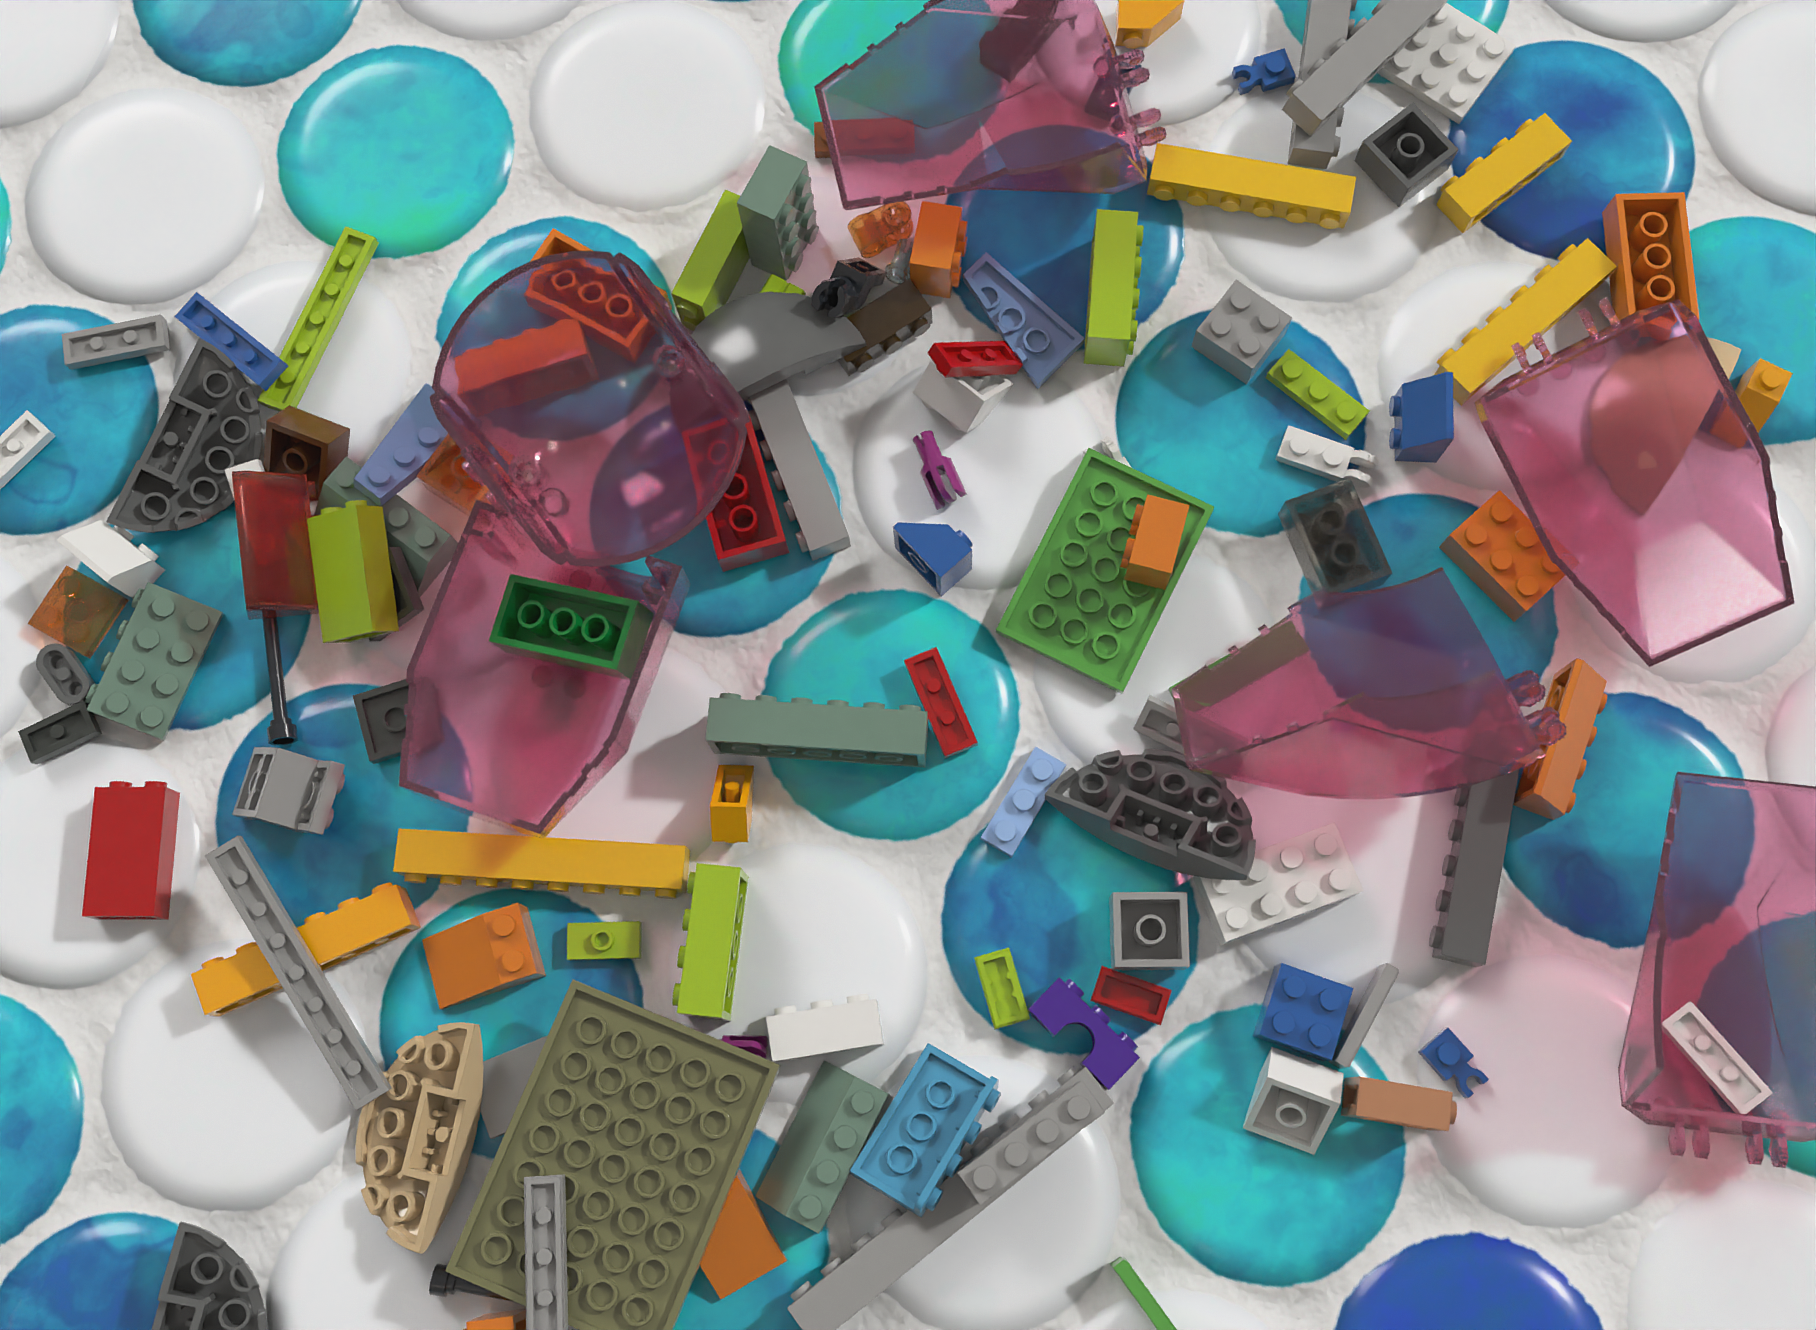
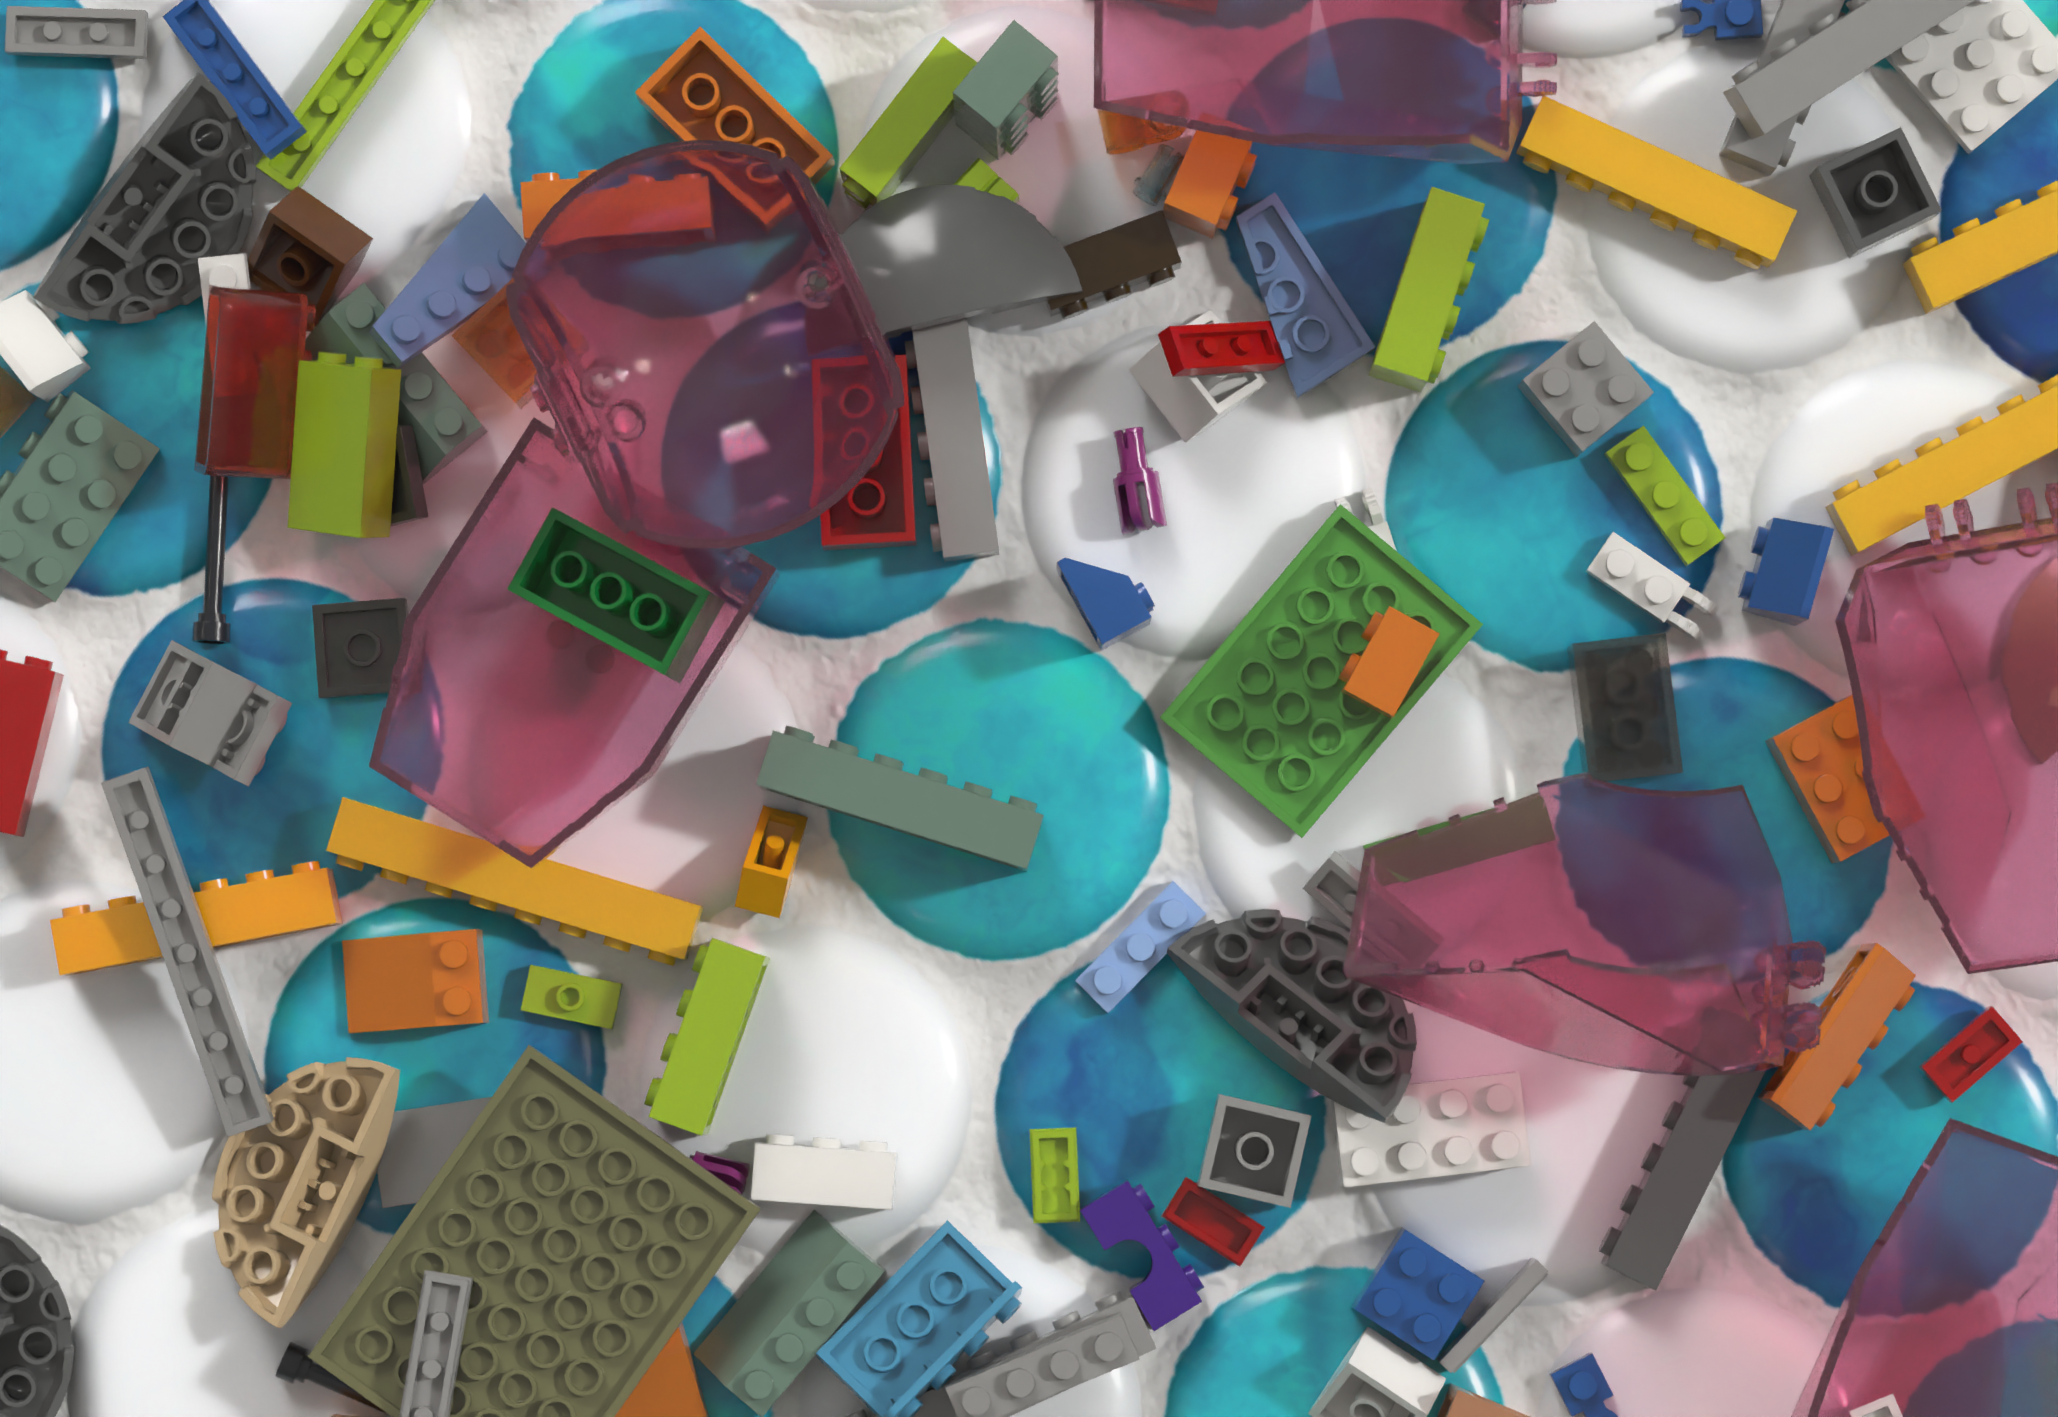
camera: 10 degrees right, 10 degrees up
(847, 286) = (1078, 203): black plate -> none
(940, 702) = (1066, 794): red plate -> none
(1661, 732) = (1970, 1054): none -> red plate

